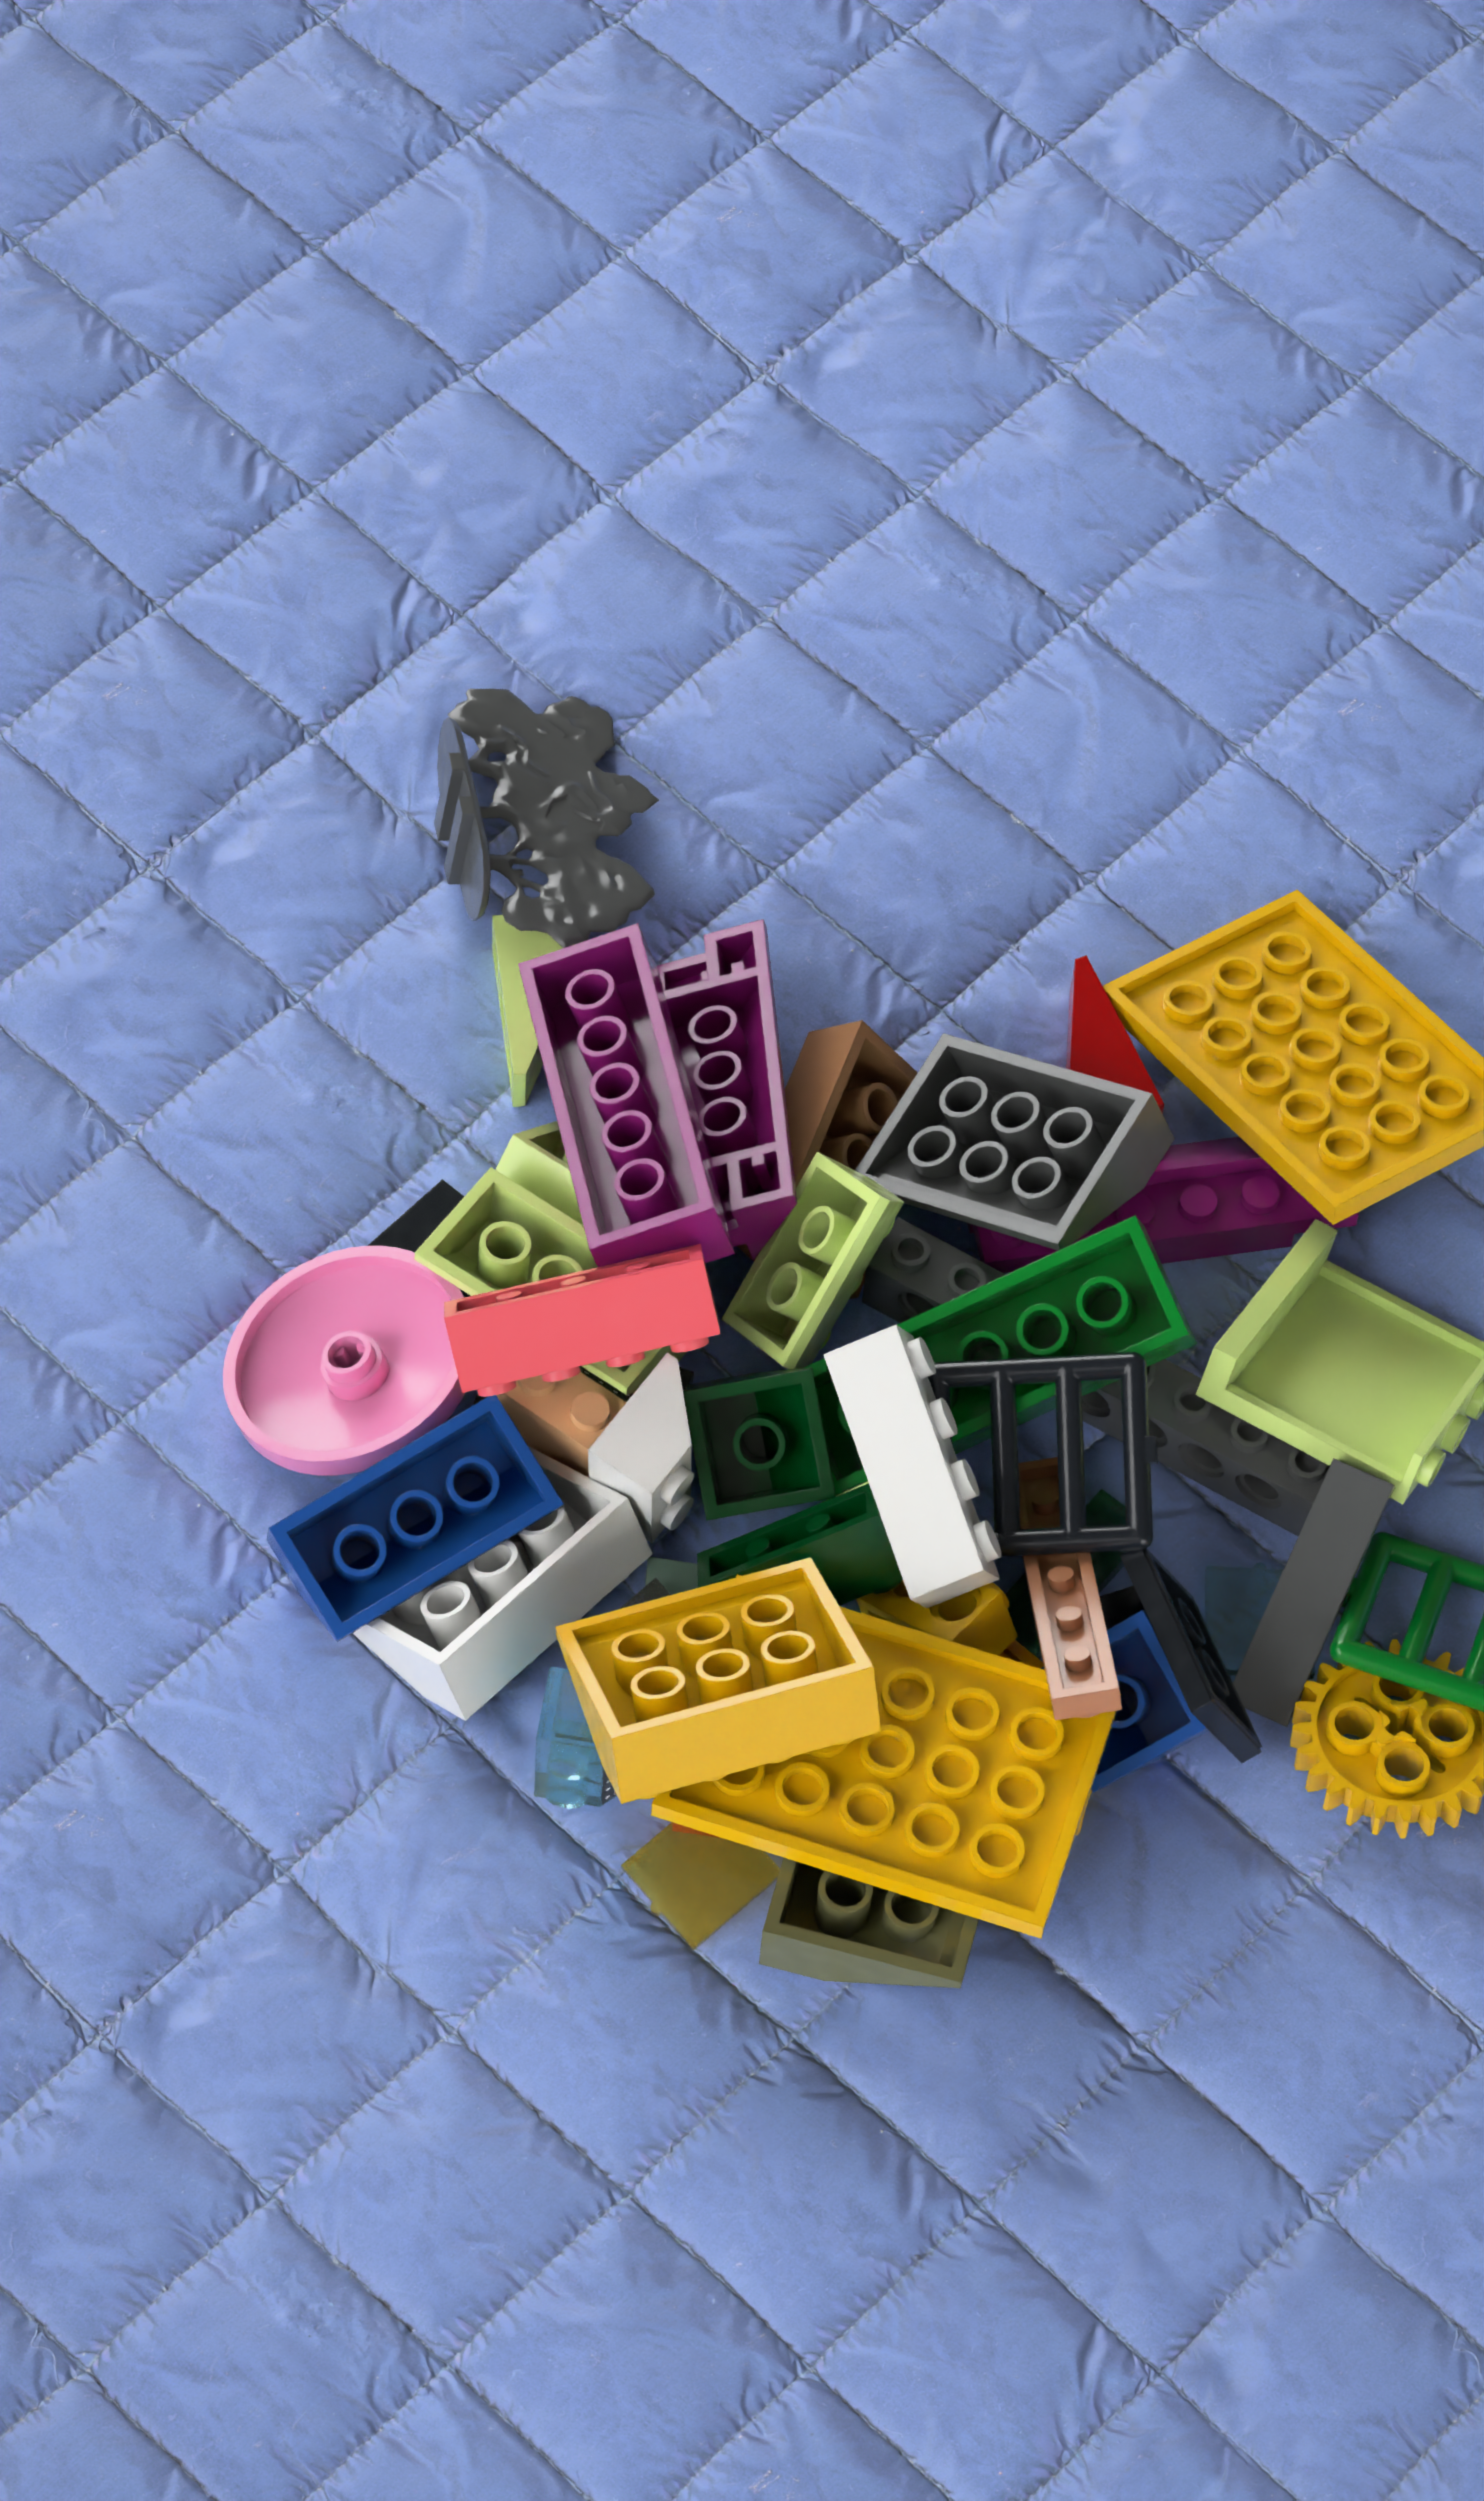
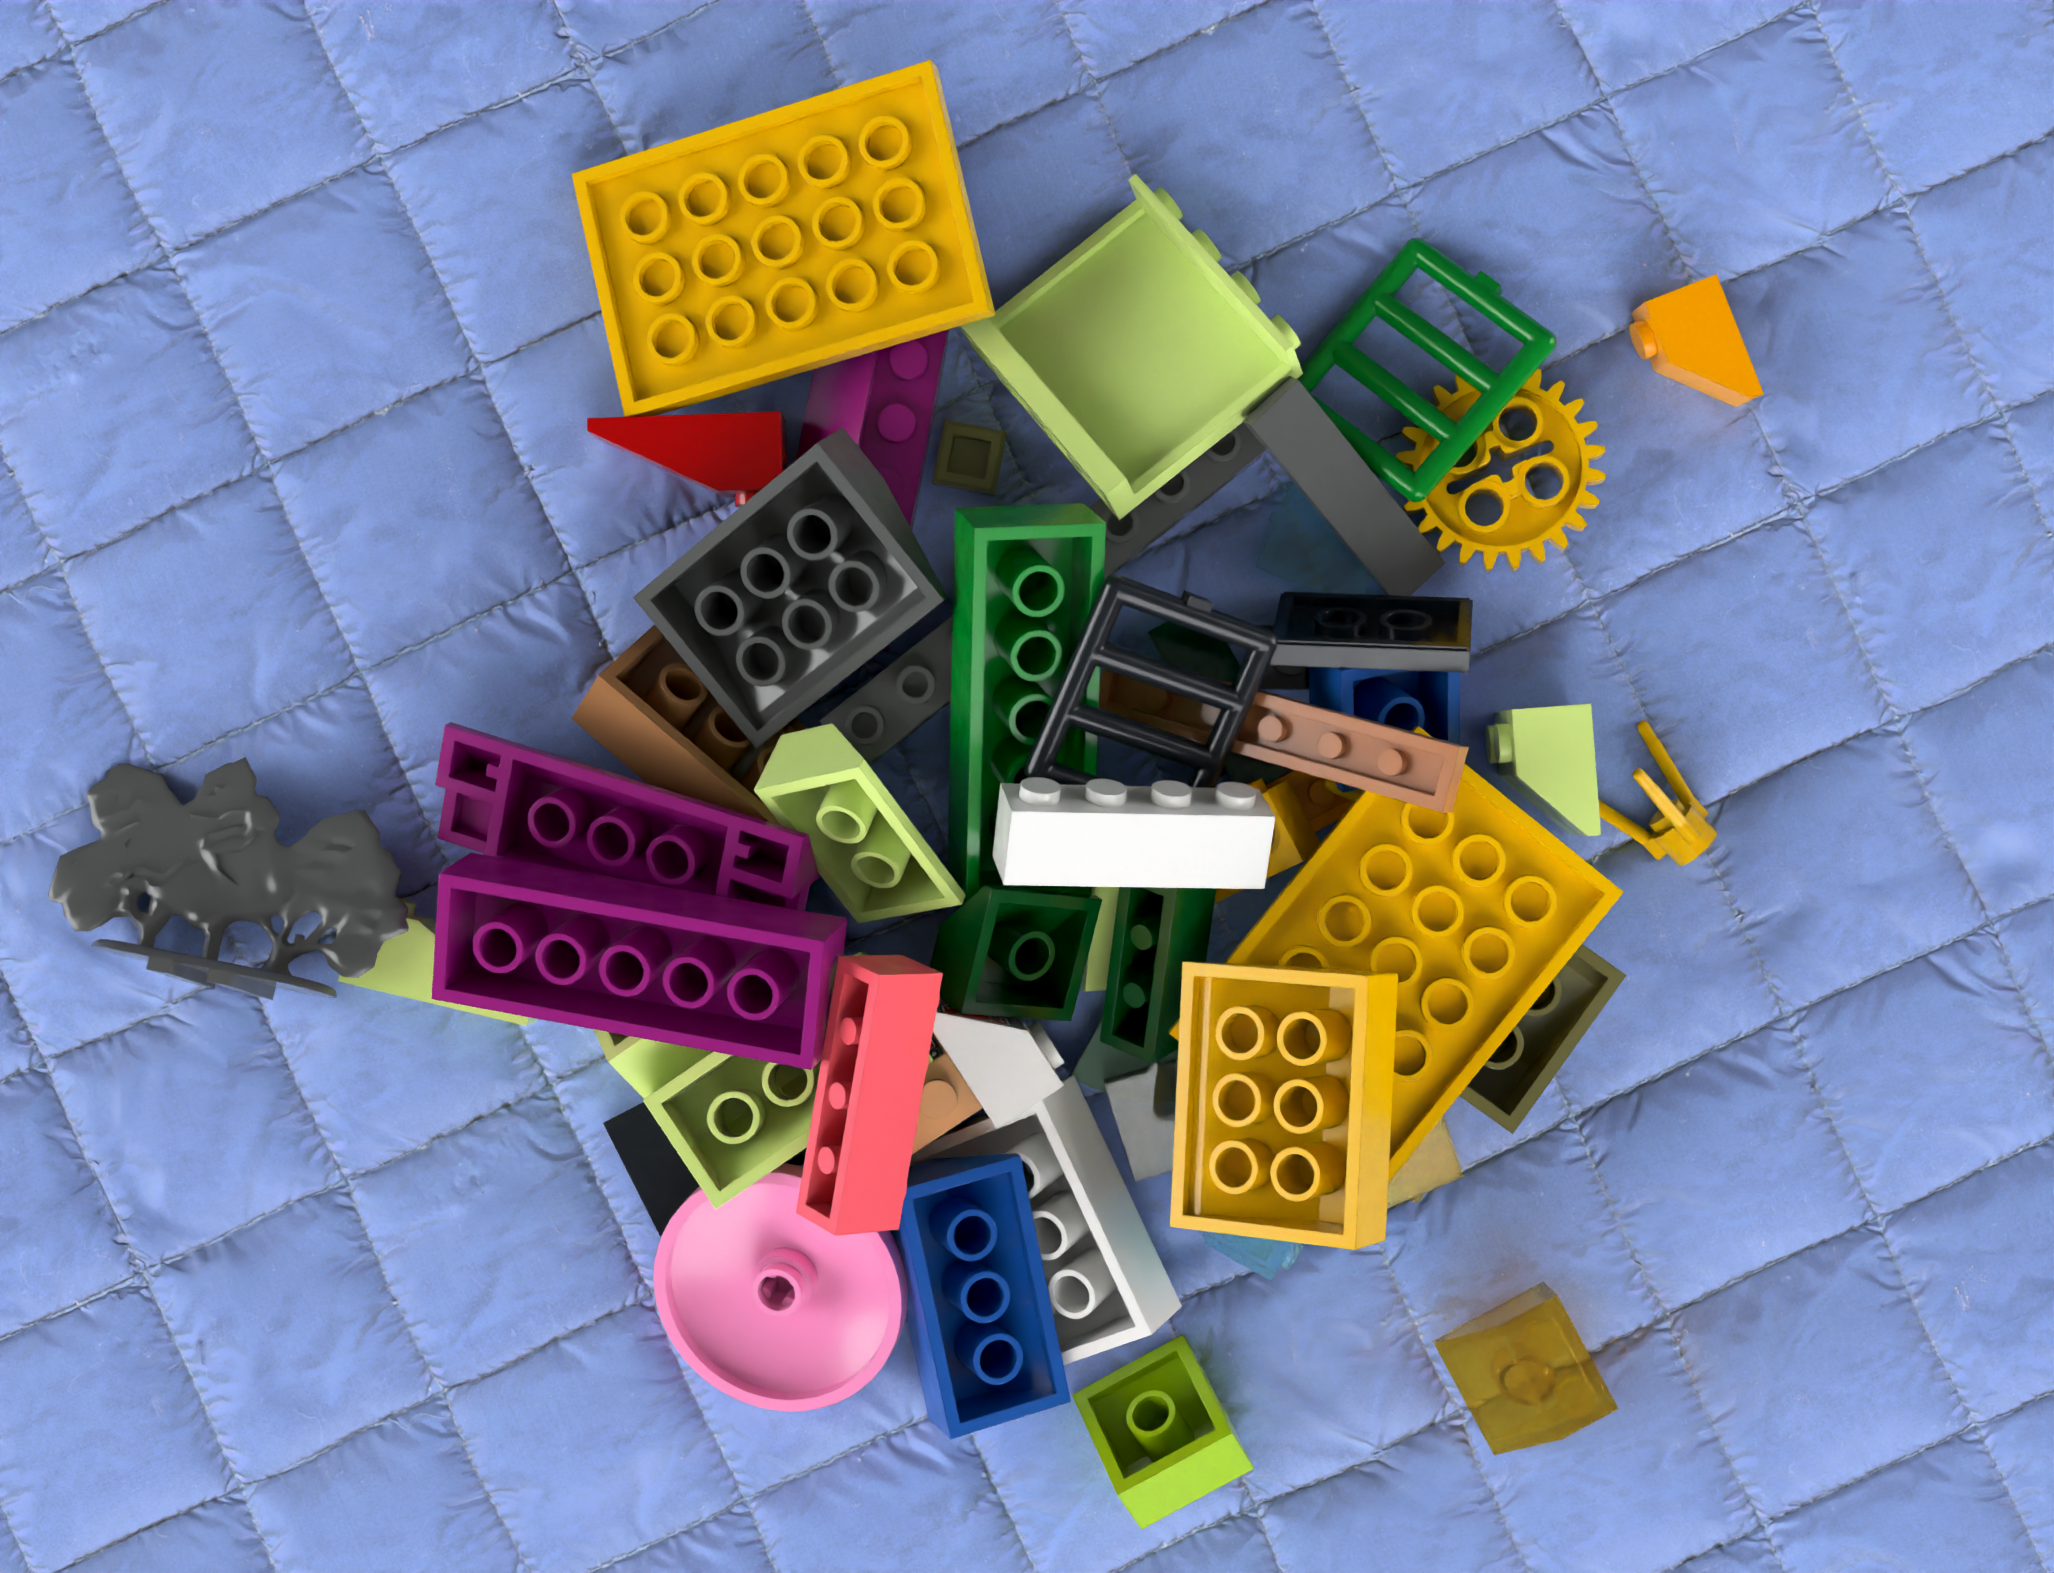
camera: 65 degrees left, 30 degrees up
(330, 1747) = (1161, 1432): none -> lime slope
(526, 2062) = (1525, 1372): none -> clear yellow slope
(1123, 2024) = (1677, 824): none -> yellow plant
(1143, 1858) = (1550, 762): none -> yellowish green slope
(1200, 1290) = (969, 458): none -> olive tile

